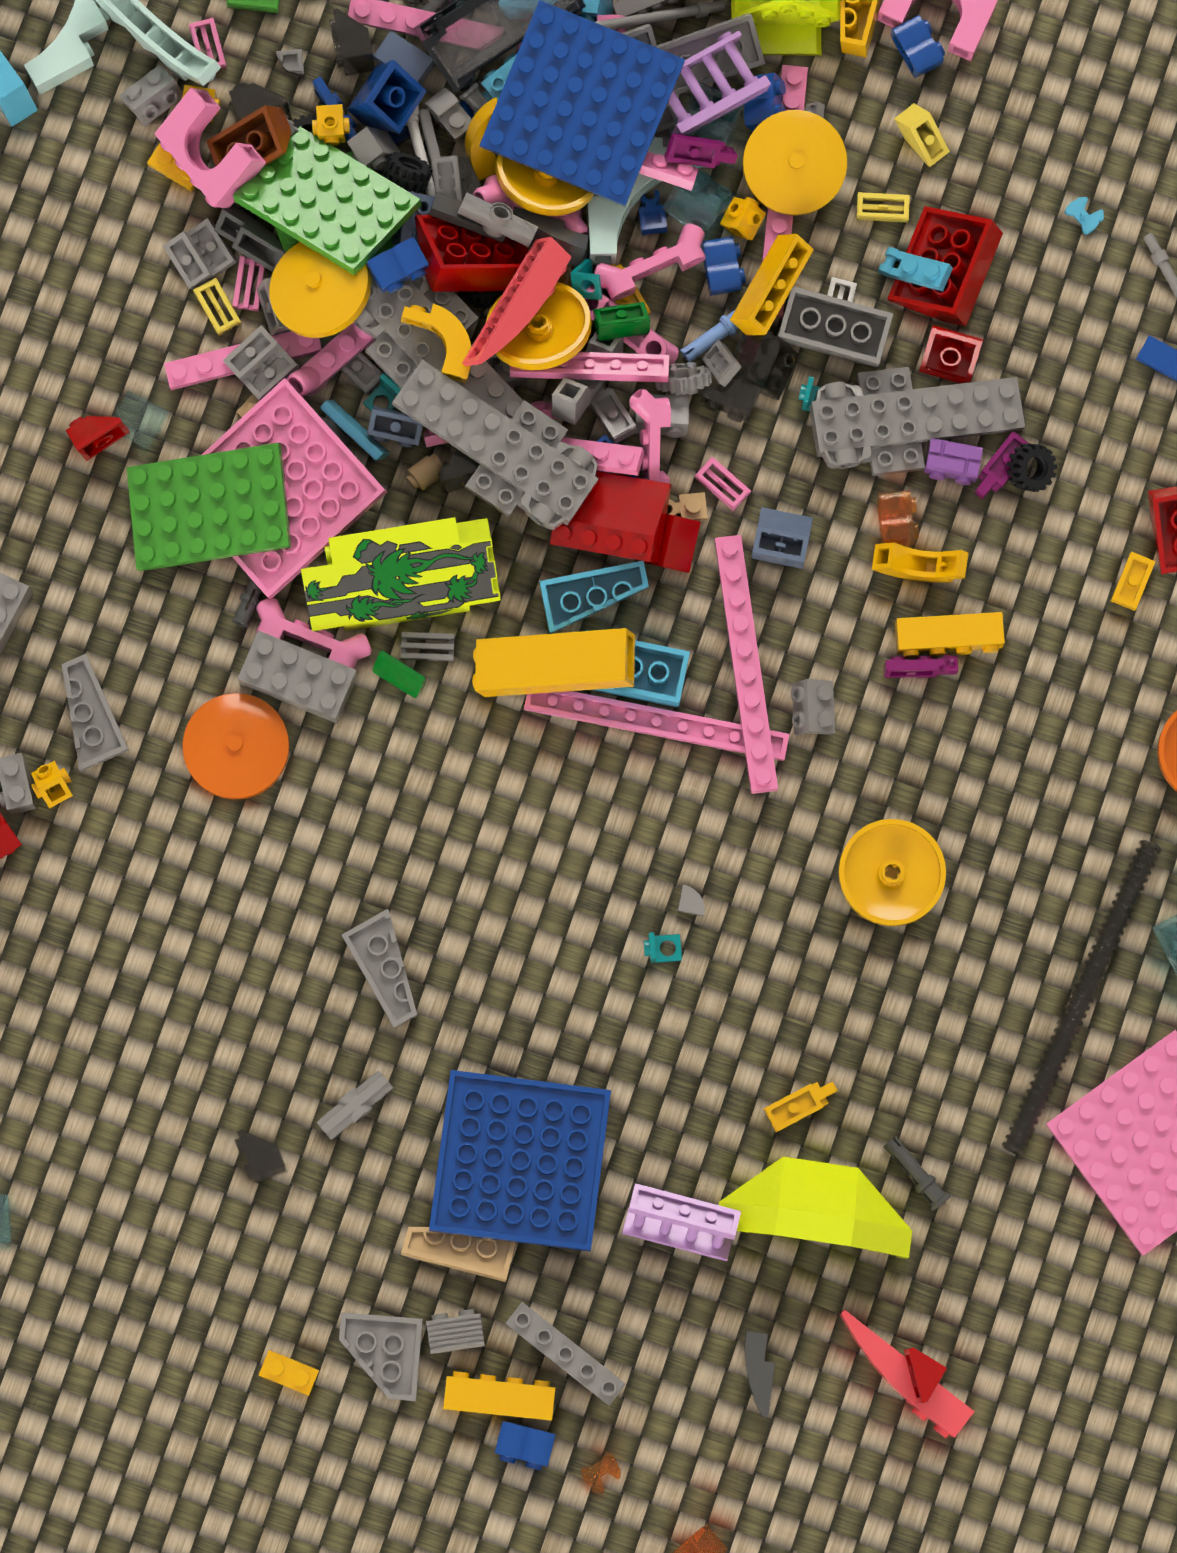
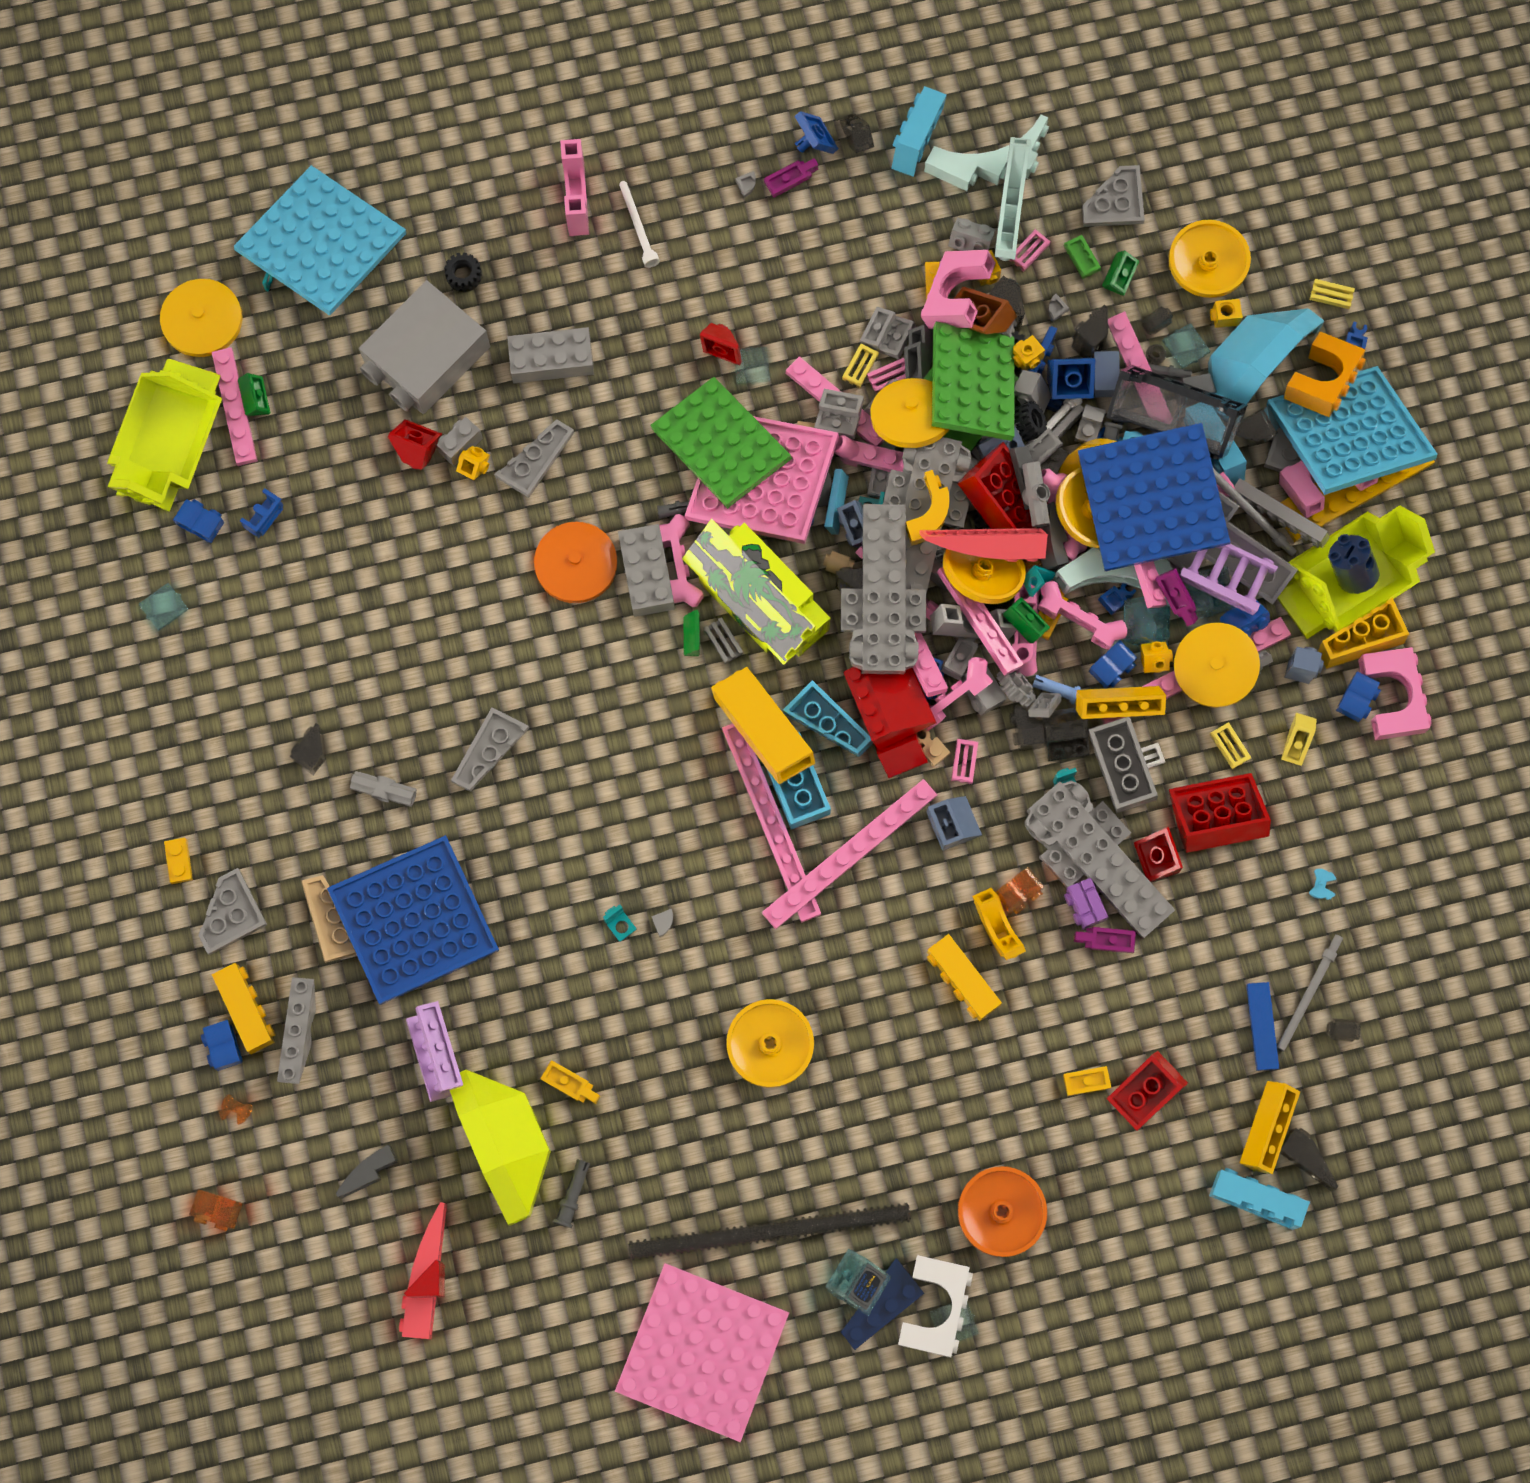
camera: 60 degrees right, 5 degrees down
(398, 265) = (958, 449): blue brick -> none
(456, 1332) = (269, 951): light grey brick -> none
(813, 707) = (851, 918): light grey bracket -> none
(851, 76) = (1304, 665): none -> sand blue brick
(915, 269) = (1201, 793): medium azure plate -> none
(921, 667) = (927, 973): magenta hinge -> none
(1044, 469) = (1118, 947): black tyre -> none

